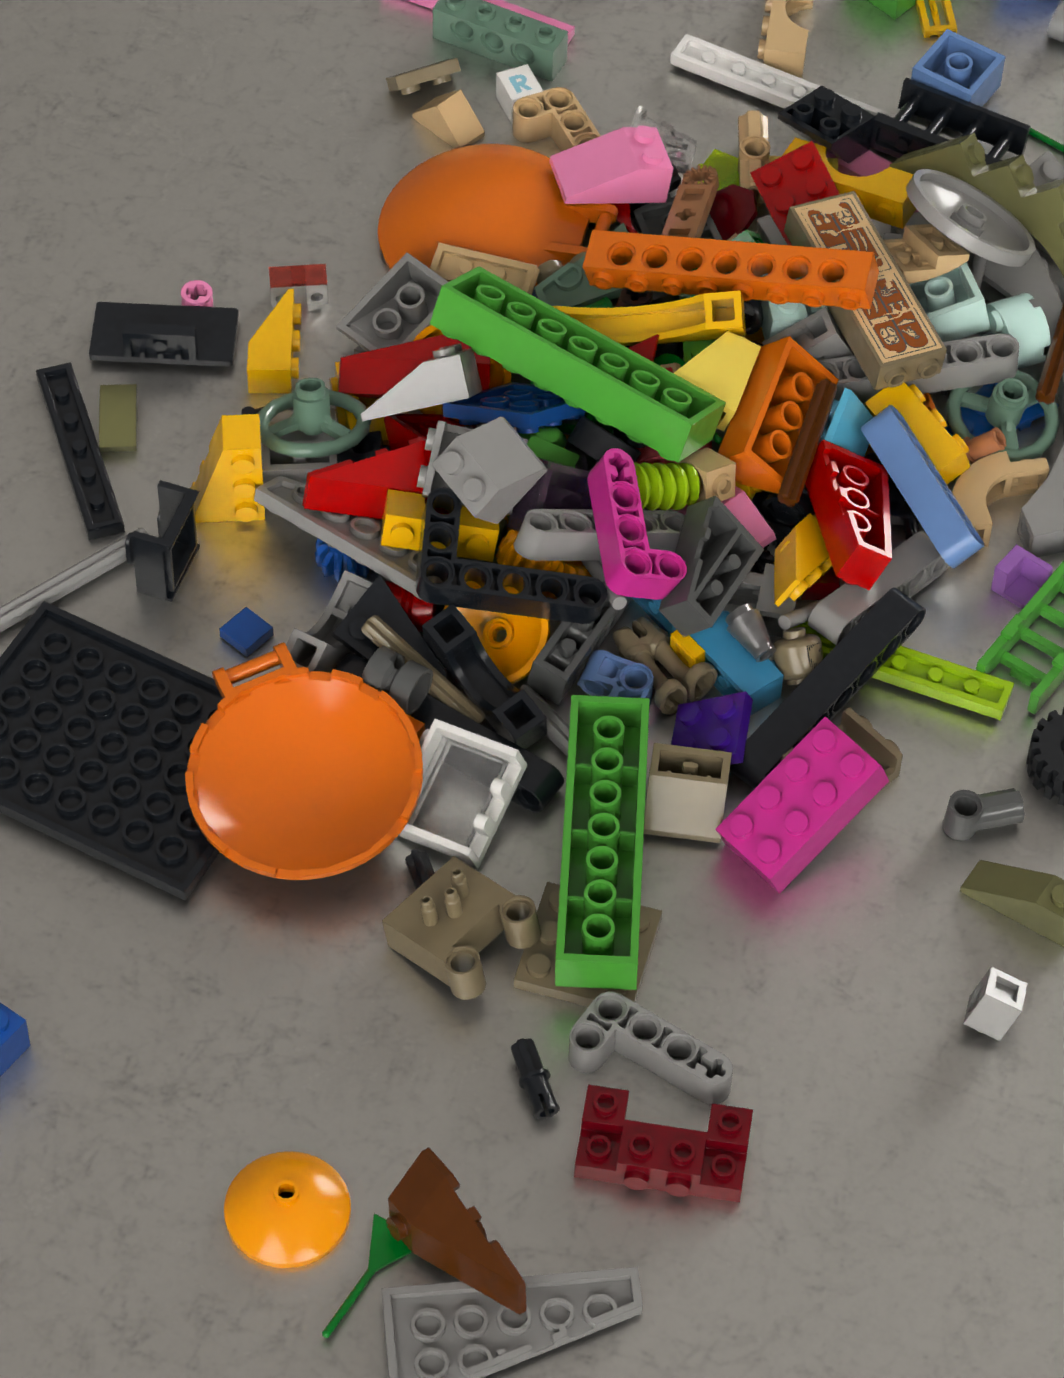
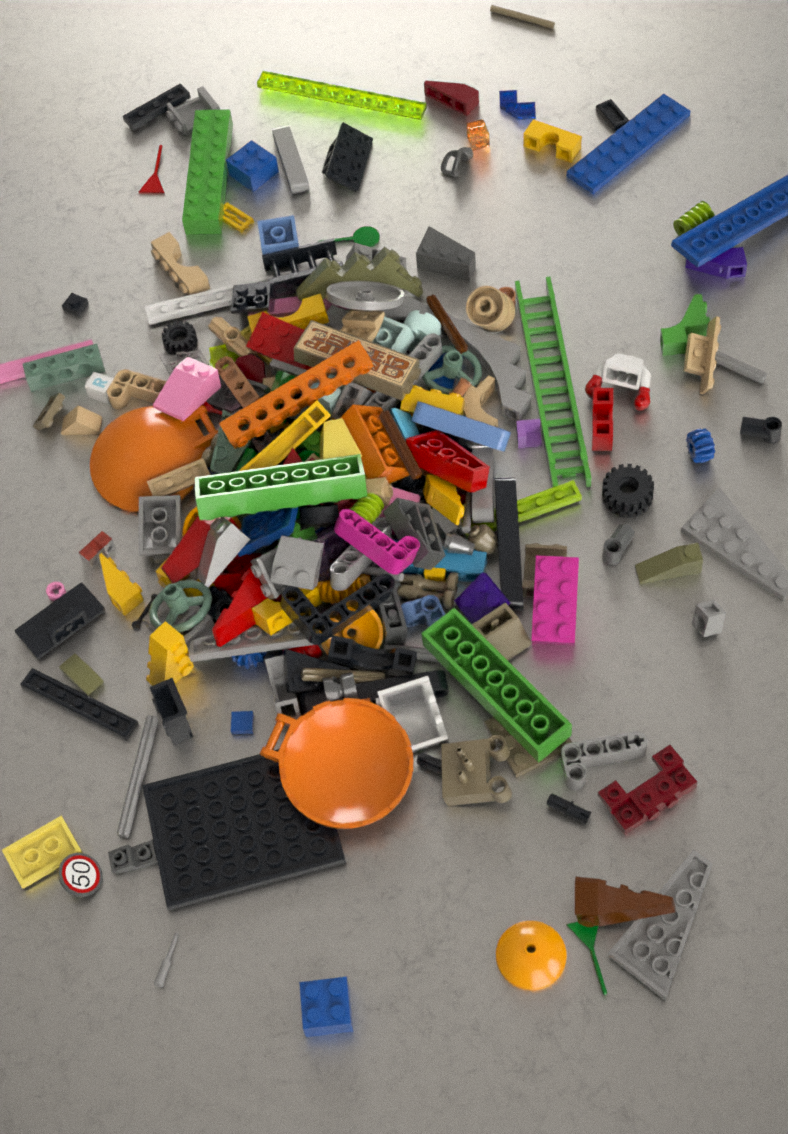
camera: 35 degrees left, 5 degrees up
(693, 95) = (179, 330): none -> black tyre

